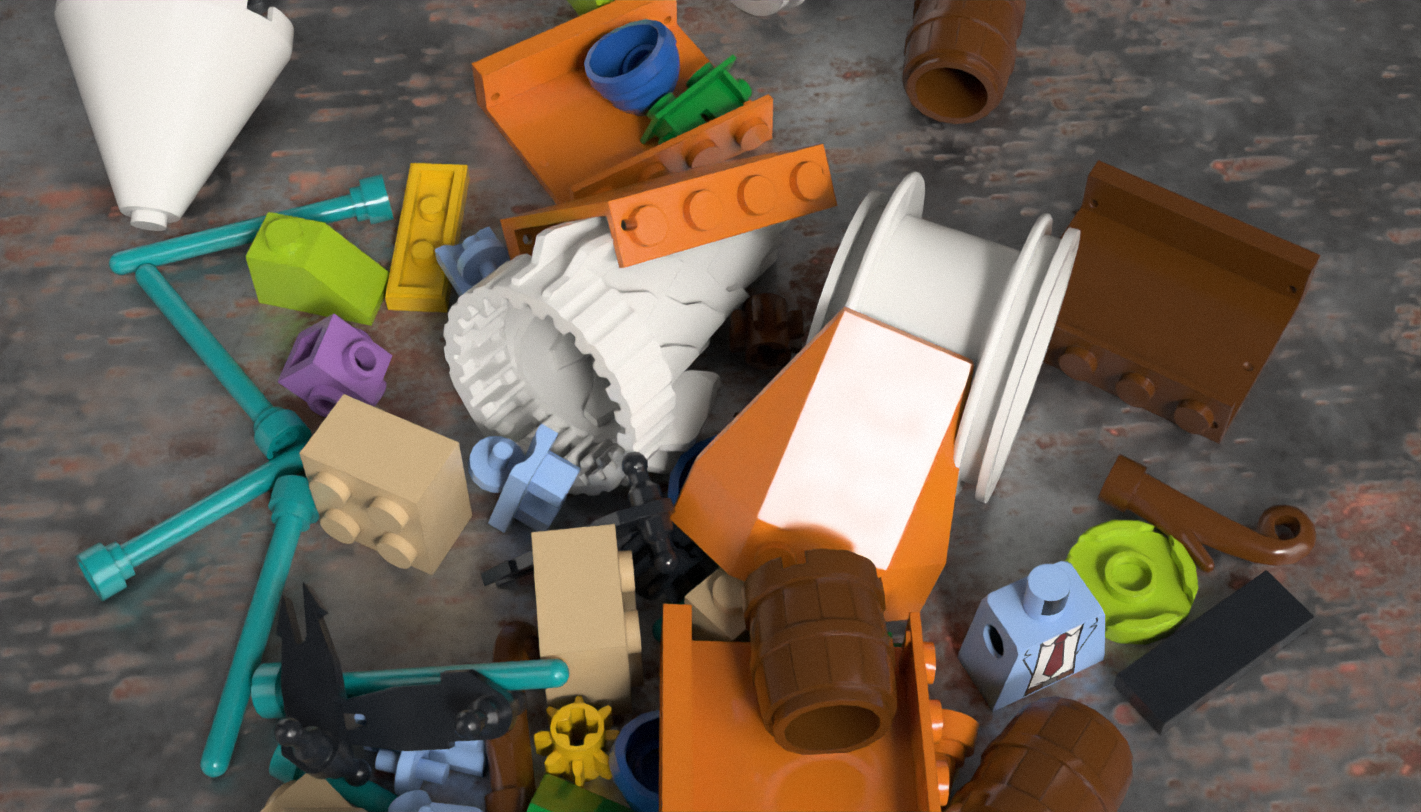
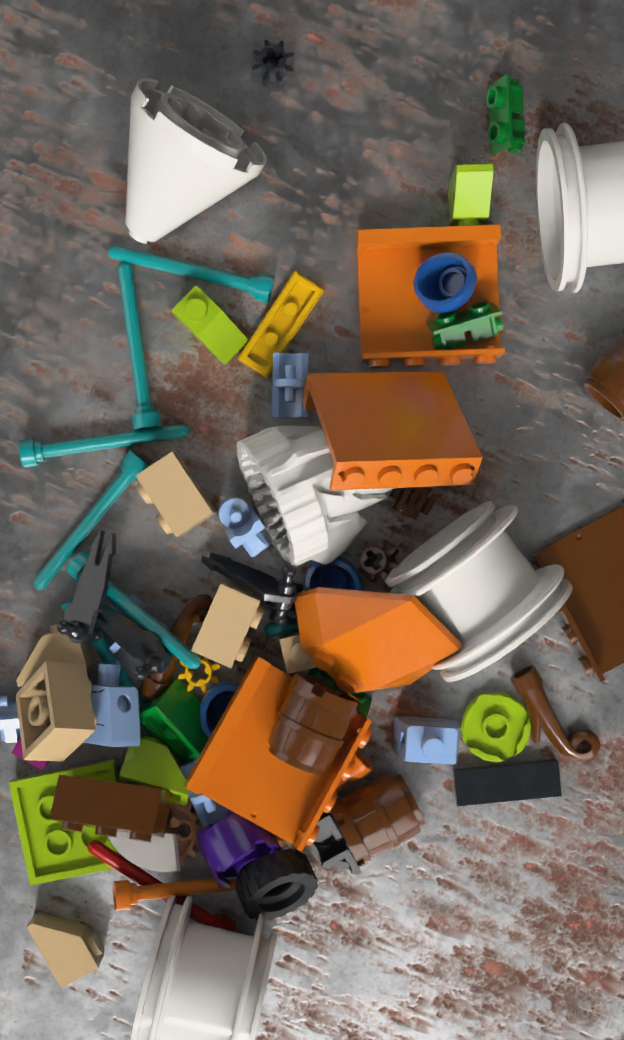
camera: 30 degrees right, 35 degrees up
(335, 361) = (187, 402): medium lavender brick -> none

